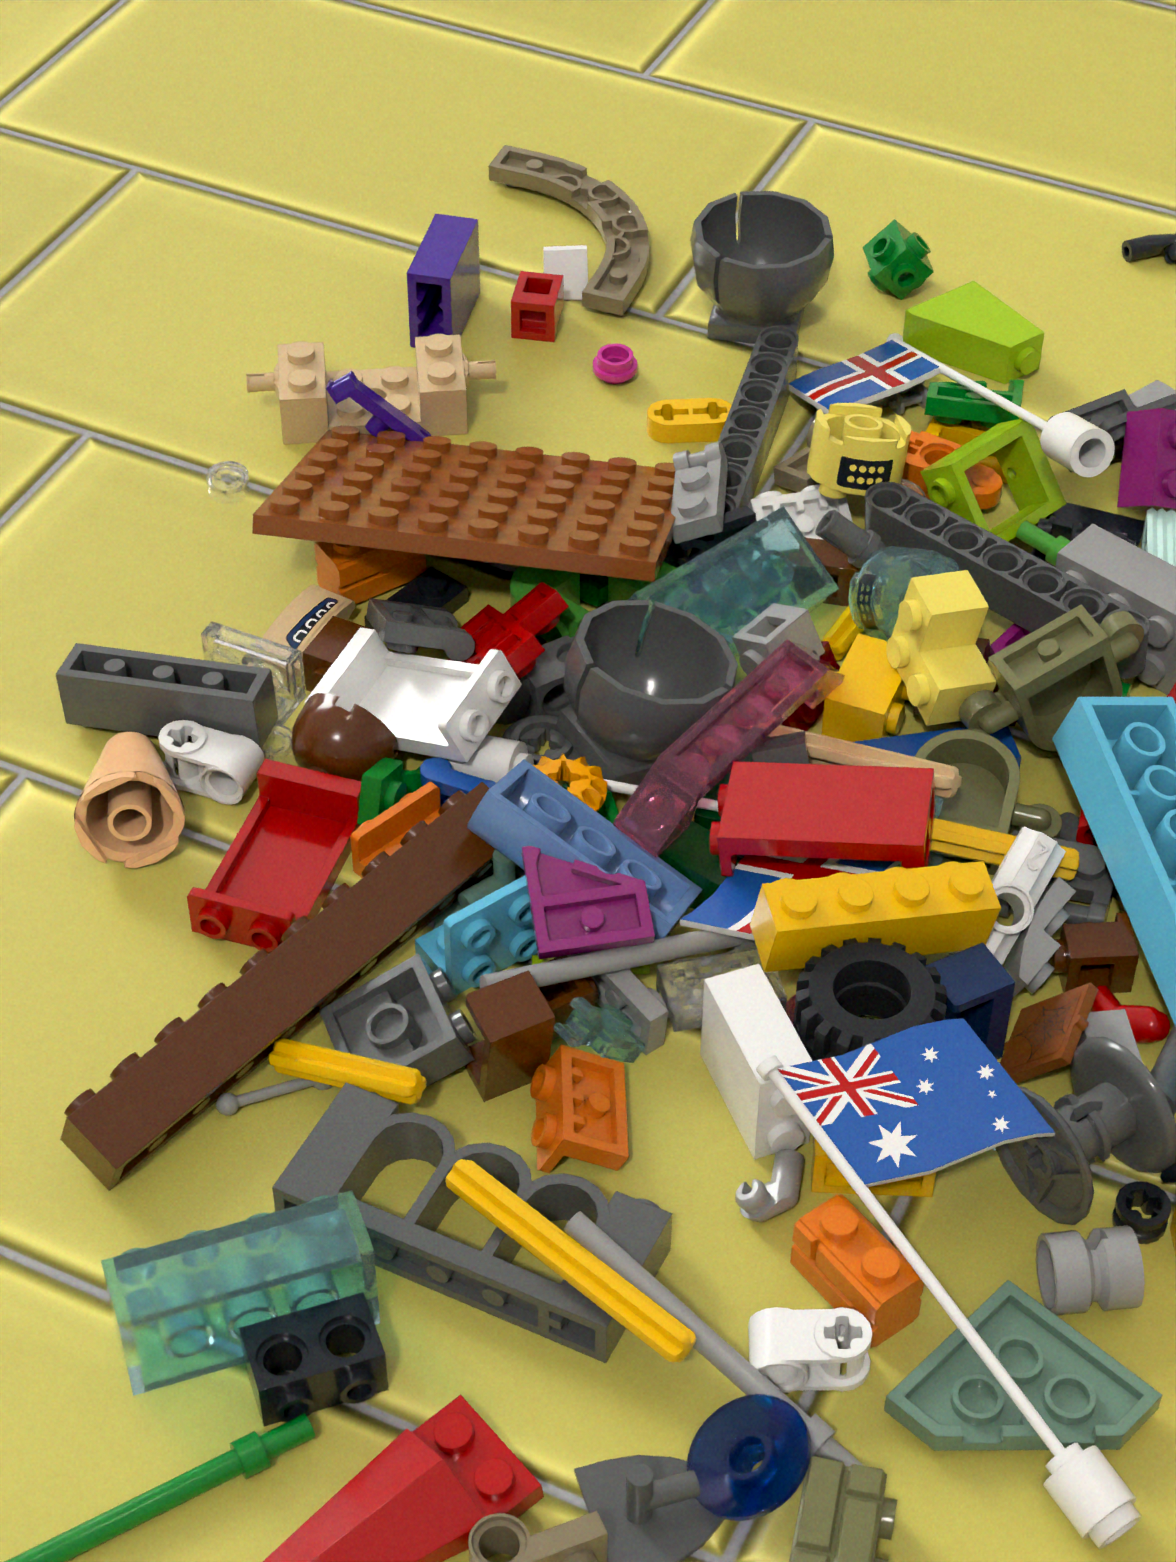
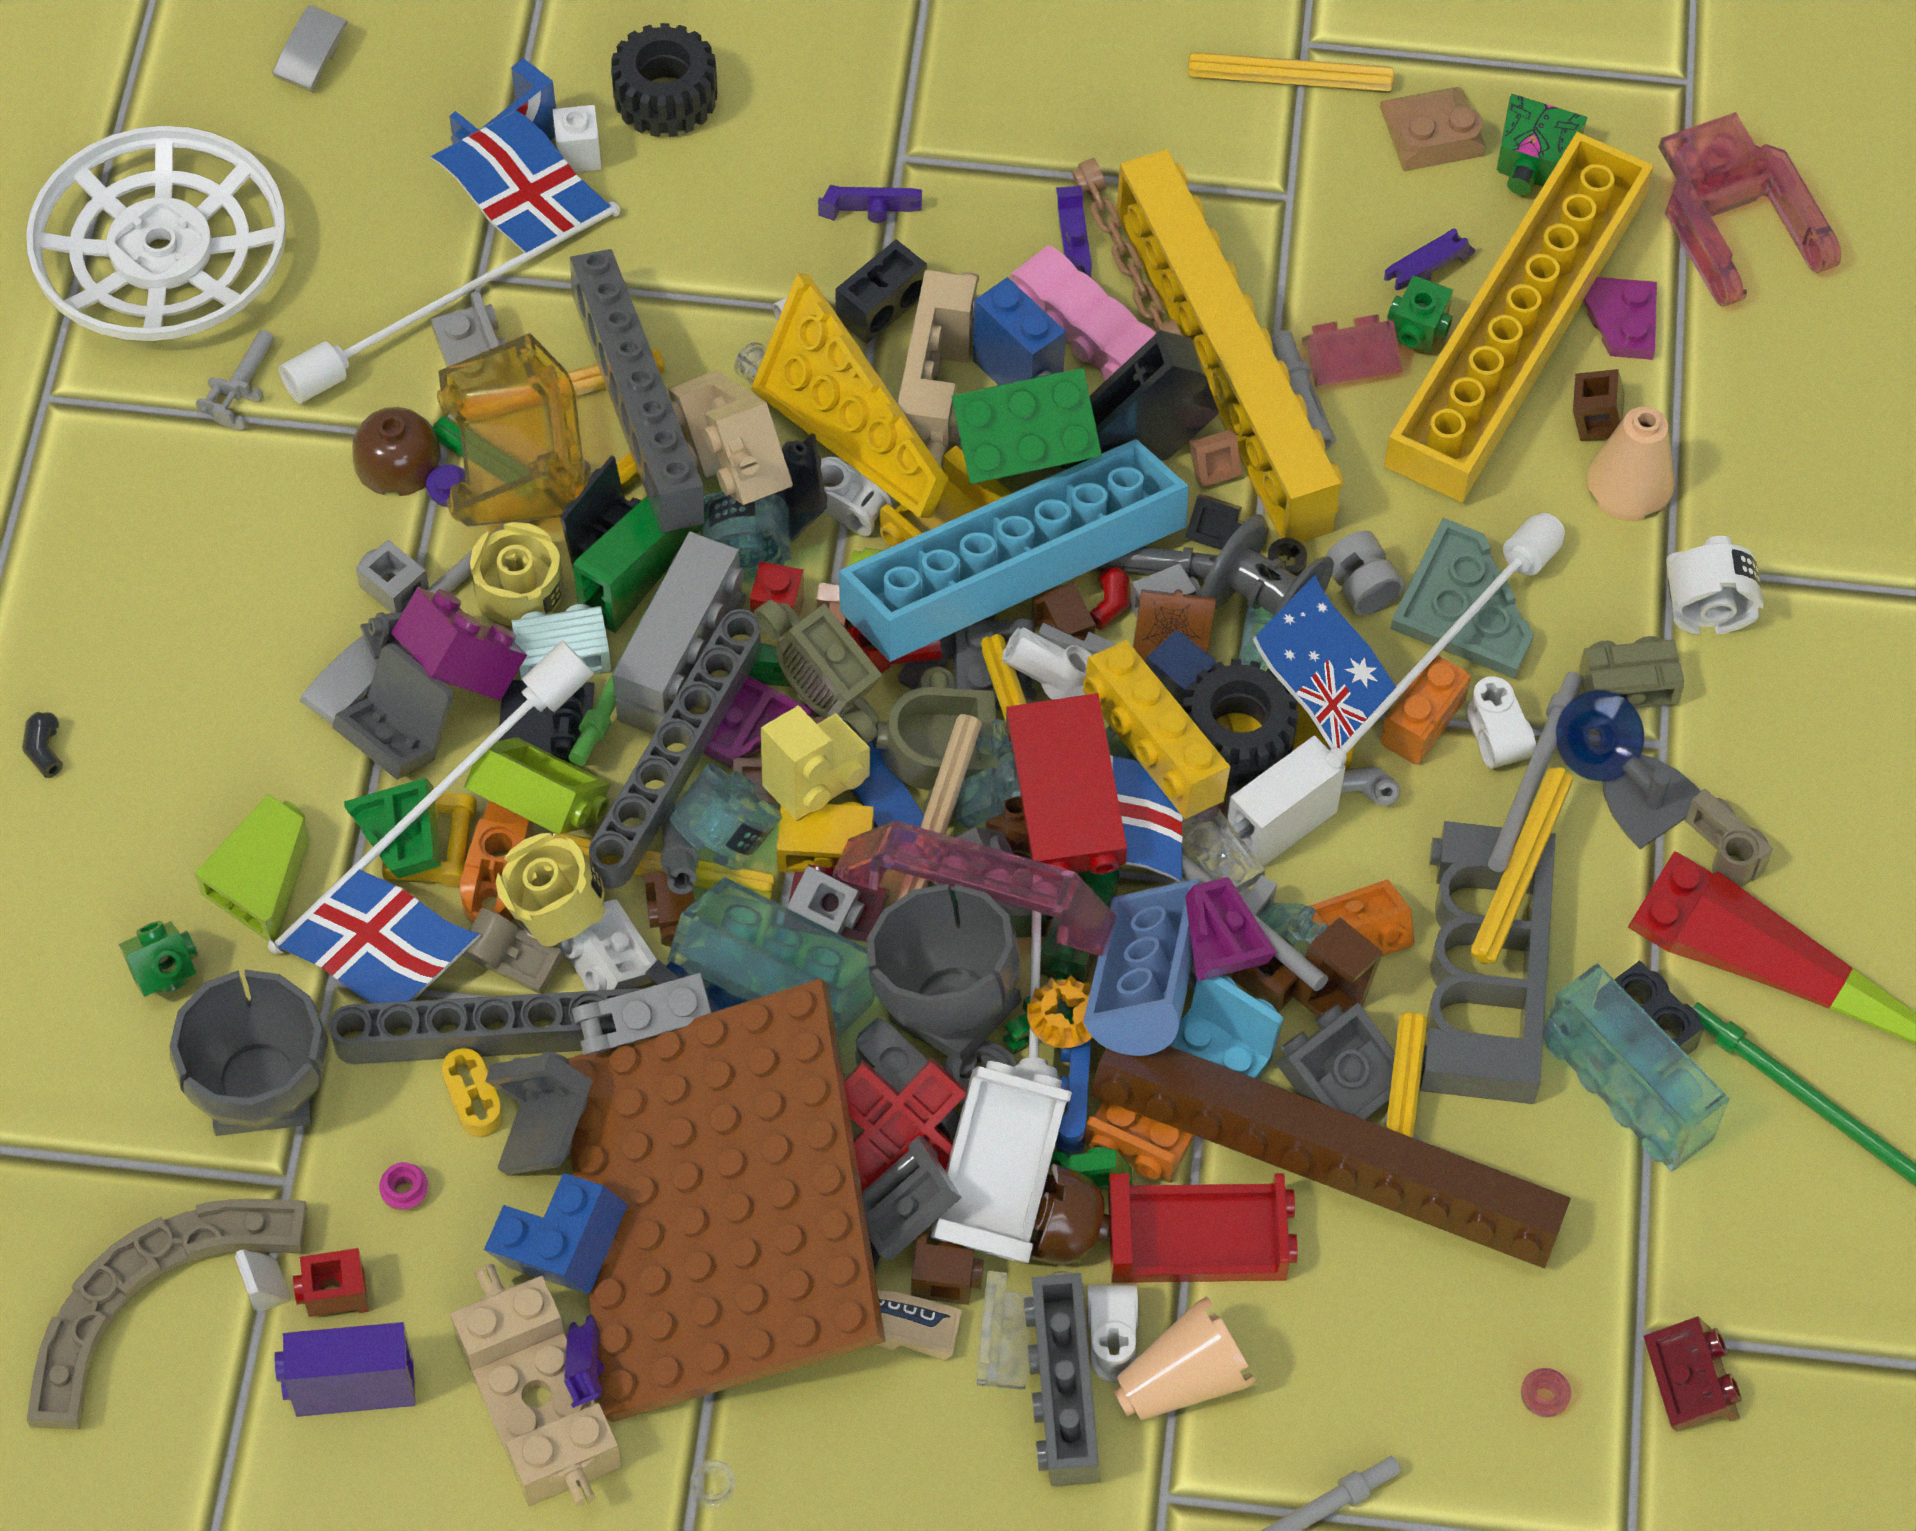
camera: 110 degrees left, 15 degrees up
(498, 410) = (567, 1242): none -> blue brick
(658, 431) = (550, 1102): none -> dark grey bracket

